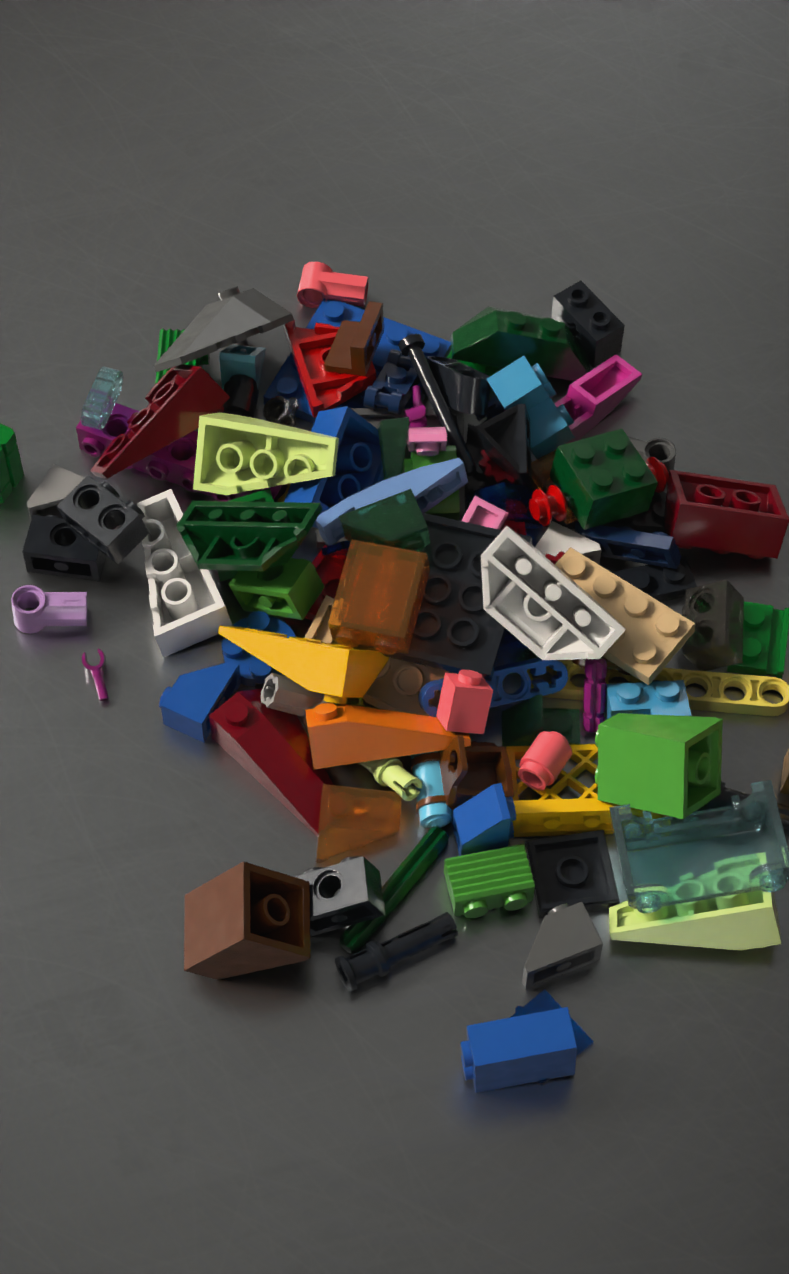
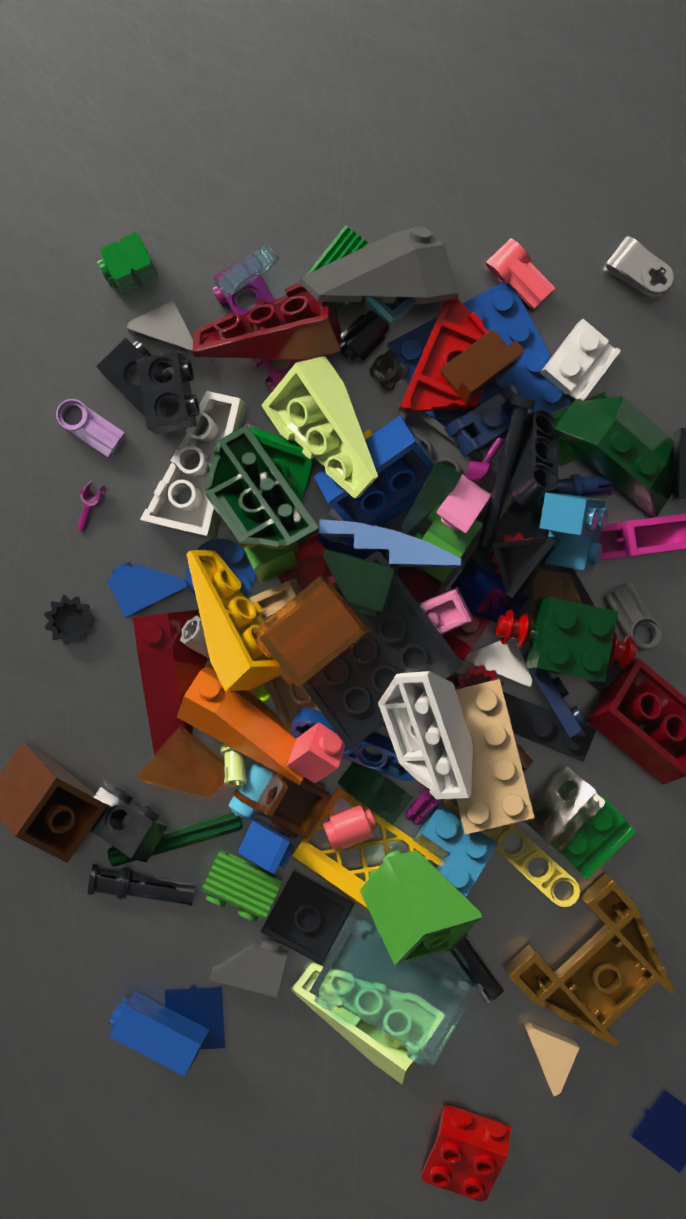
camera: 30 degrees right, 30 degrees up
(150, 768) = (68, 619): none -> black piece
(423, 227) = (637, 266): none -> light grey piece
(432, 311) = (580, 361): none -> white plate

